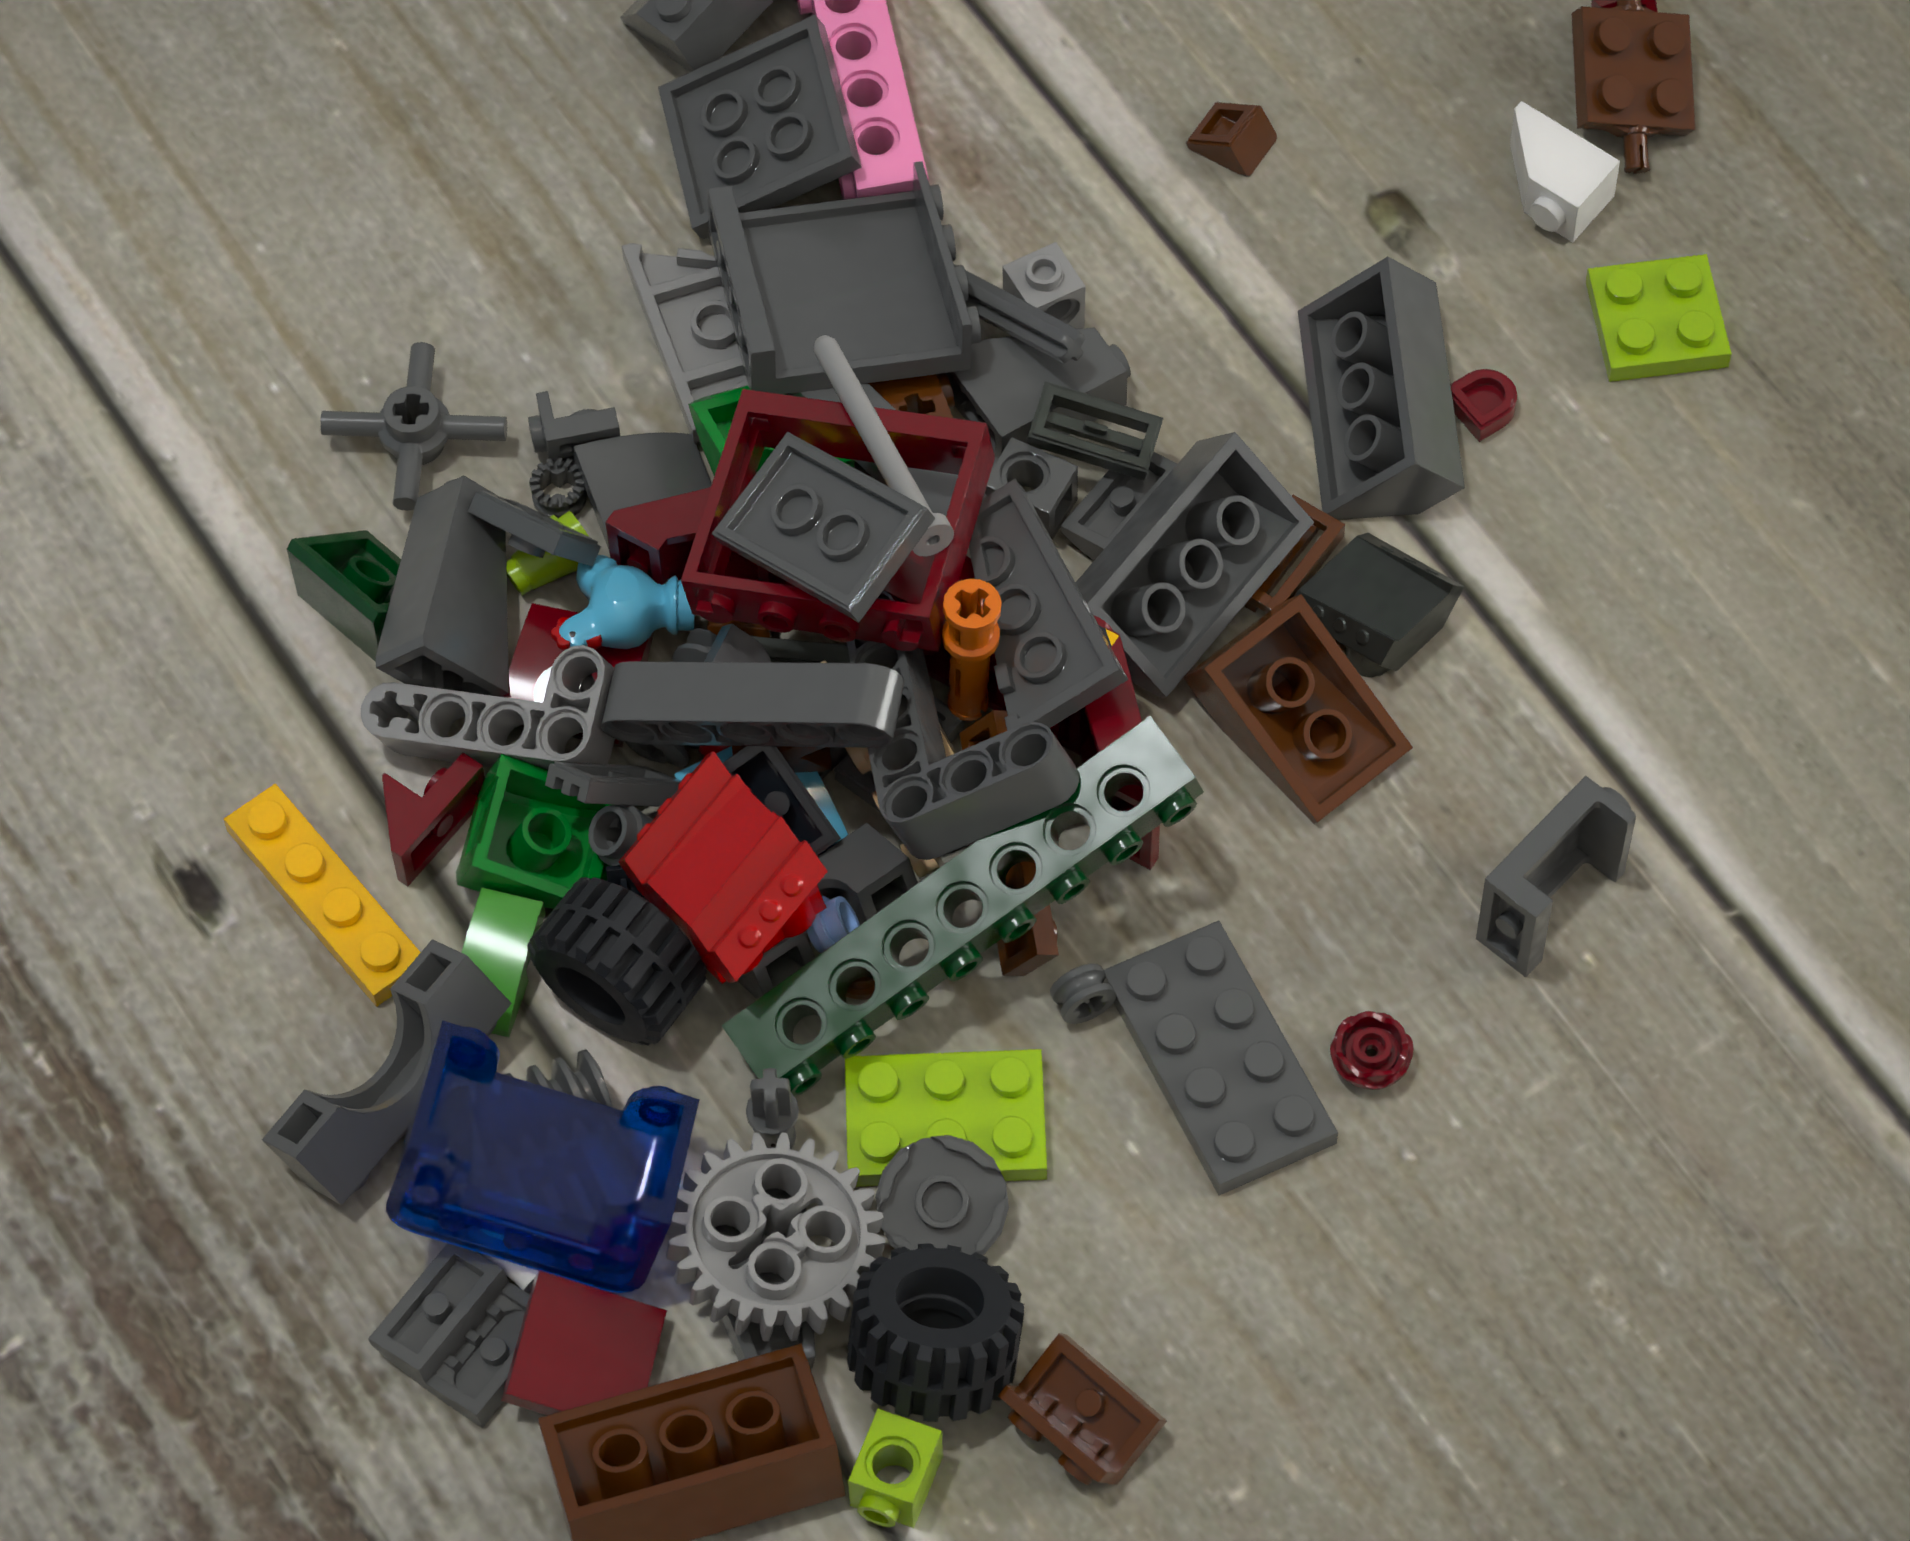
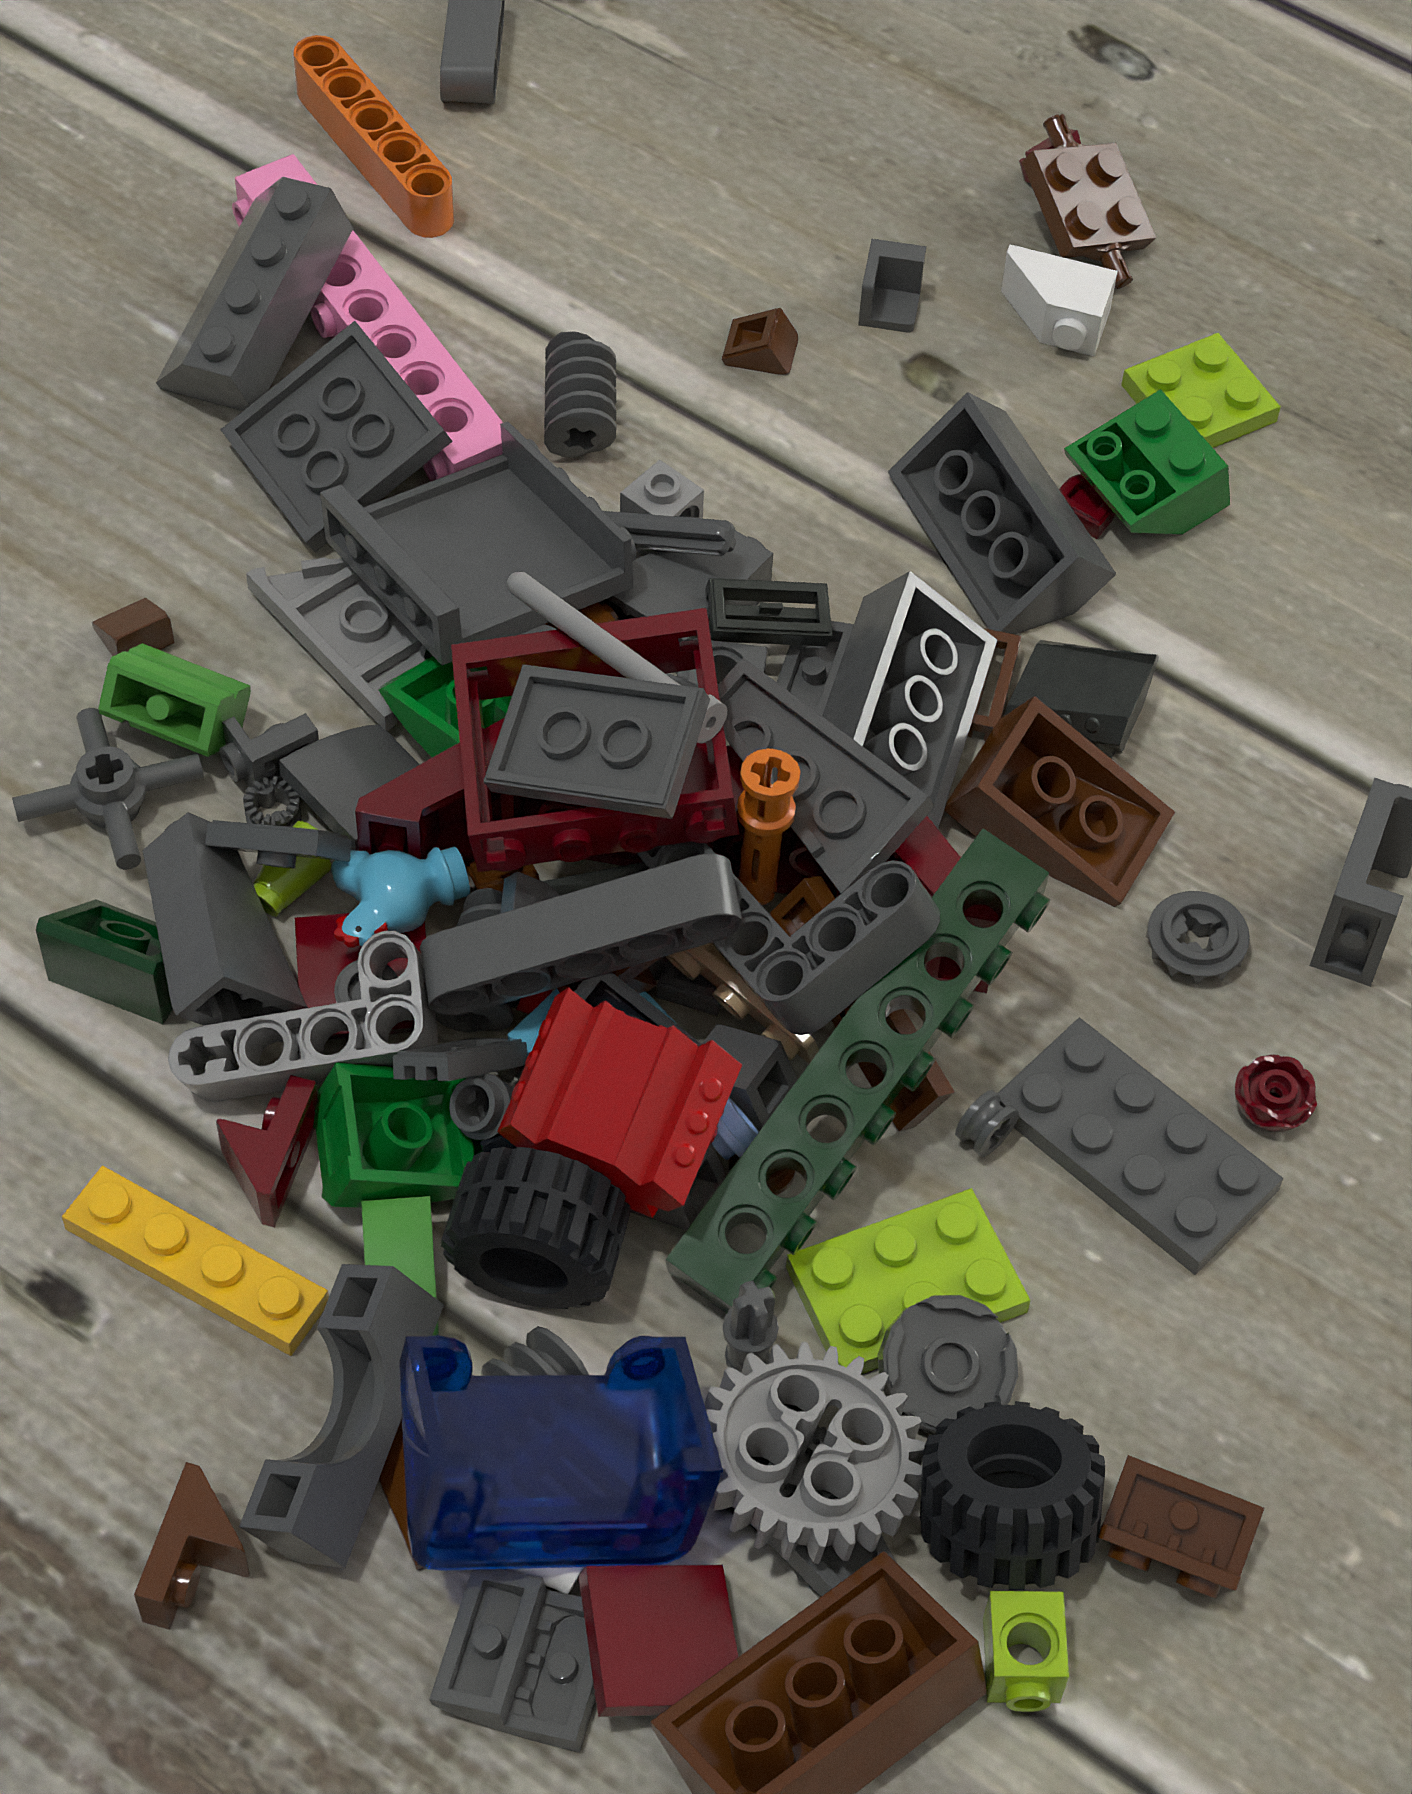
camera: 25 degrees left, 5 degrees down
(221, 1133) = (190, 1535): none -> reddish brown slope
(500, 274) = (135, 625): none -> reddish brown slope
(503, 355) = (172, 698): none -> bright green brick
(1017, 147) = (579, 395): none -> dark grey piece
(1389, 110) = (892, 285): none -> dark grey panel
(1392, 857) = (1204, 915): none -> dark grey gear
(1551, 388) = (1153, 468): none -> green slope

